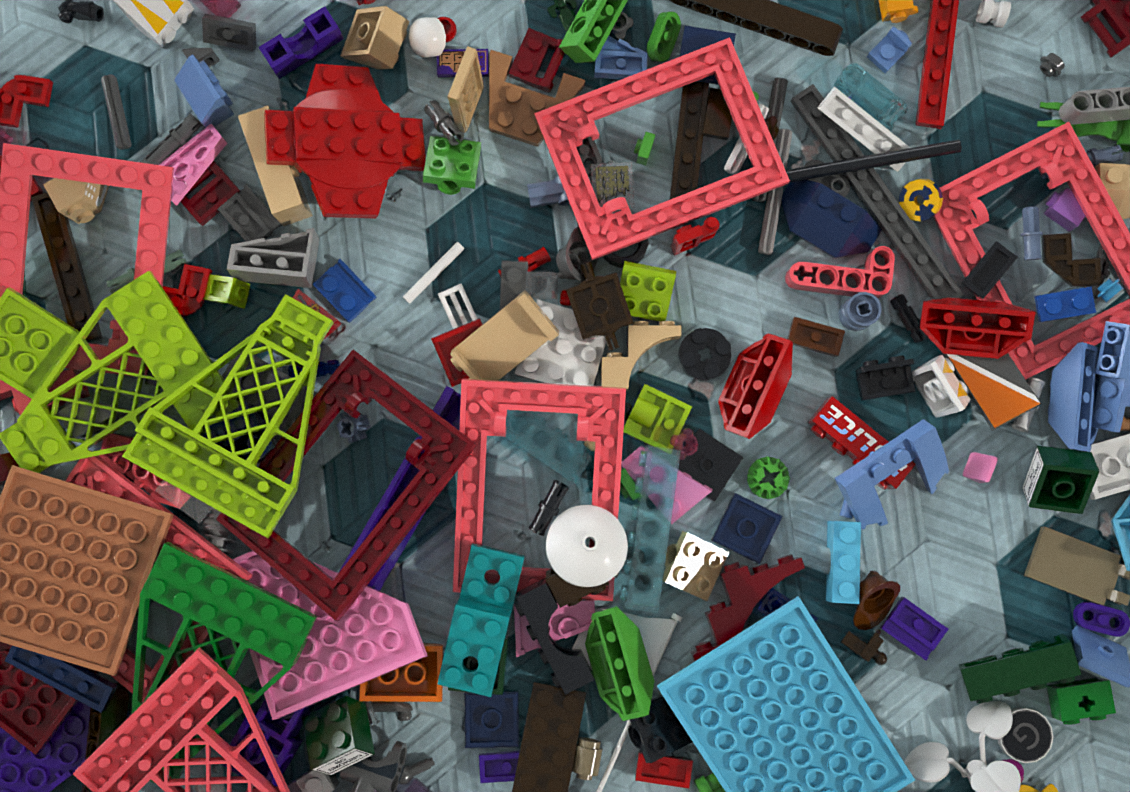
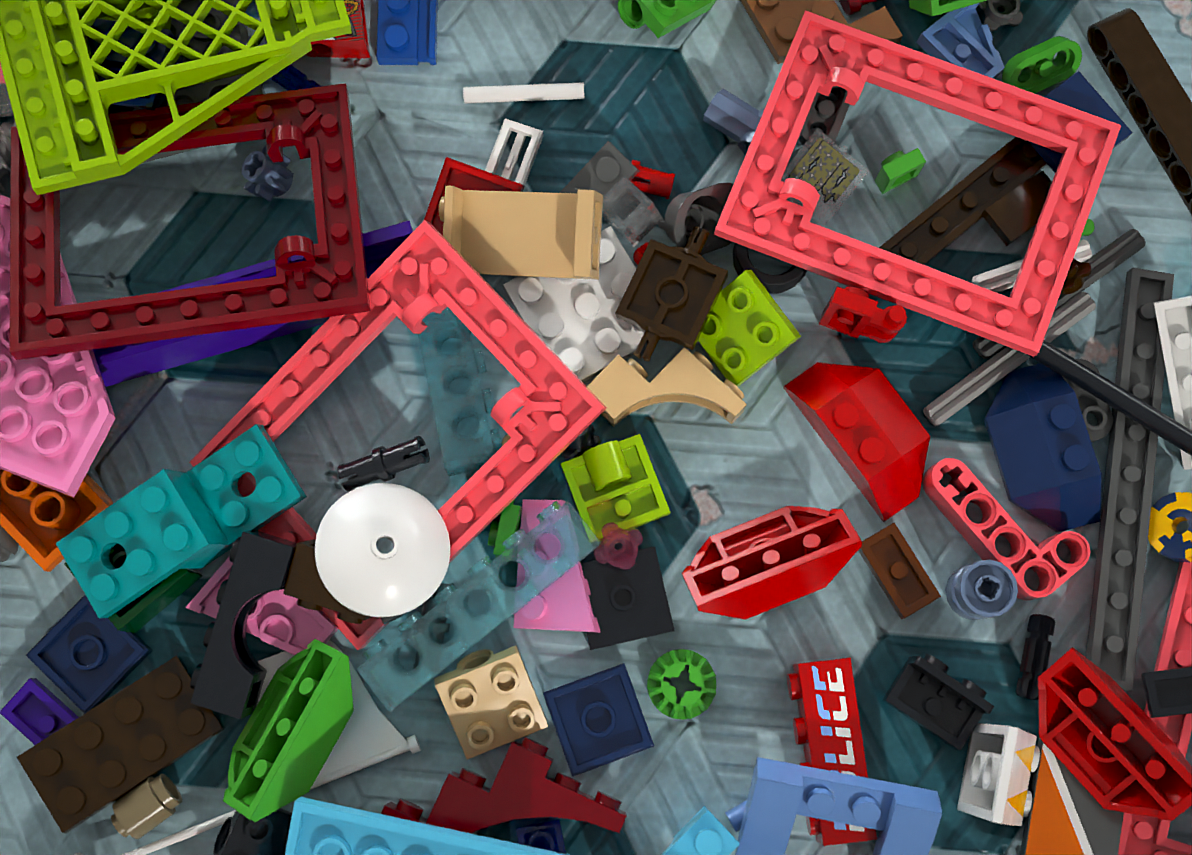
camera: 45 degrees right, 5 degrees down
(710, 368) = (734, 489): black plate -> none
(742, 285) = (866, 431): none -> red wedge

